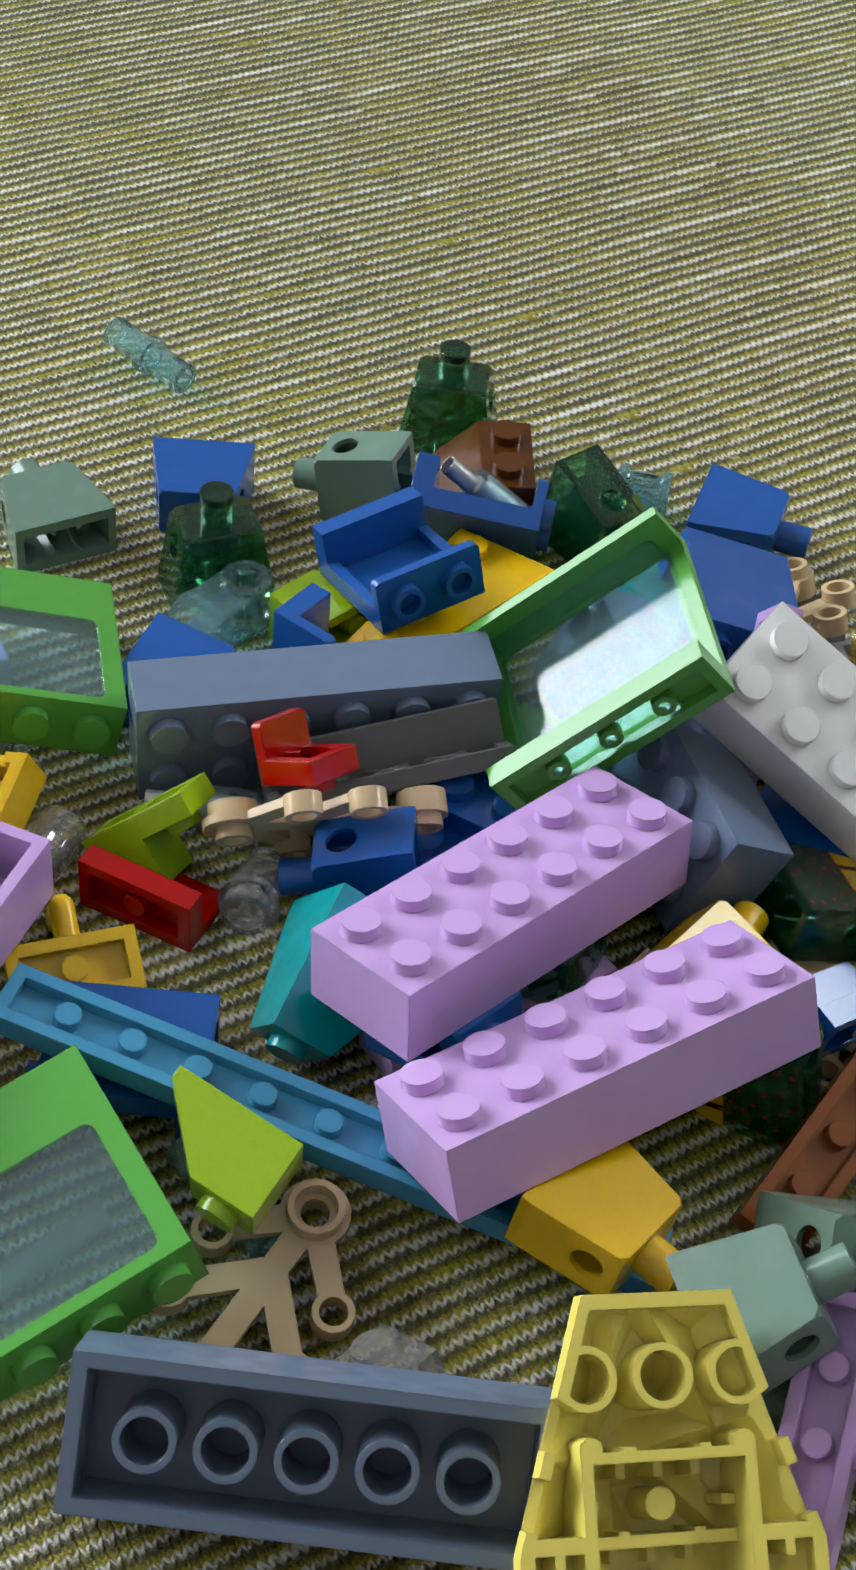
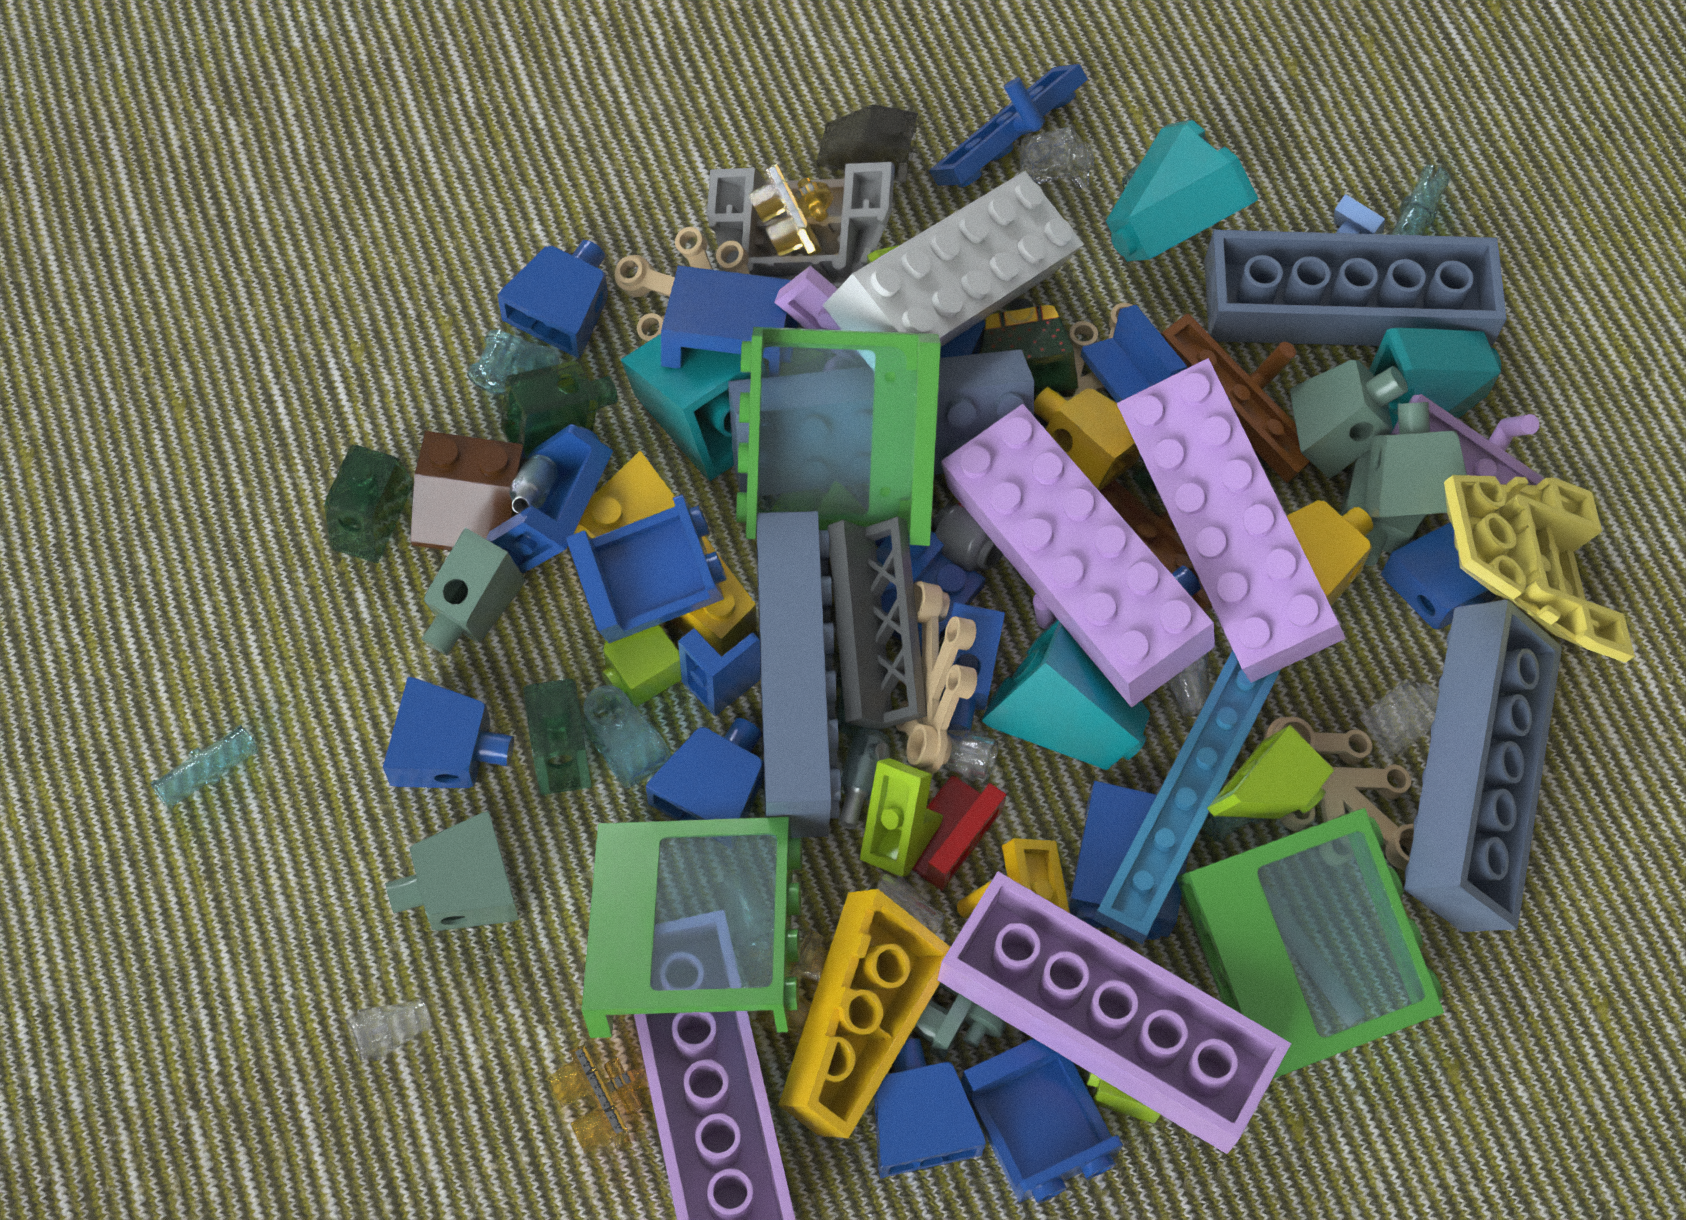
camera: 80 degrees left, 20 degrees up
(291, 759) = (895, 677): red bracket -> none

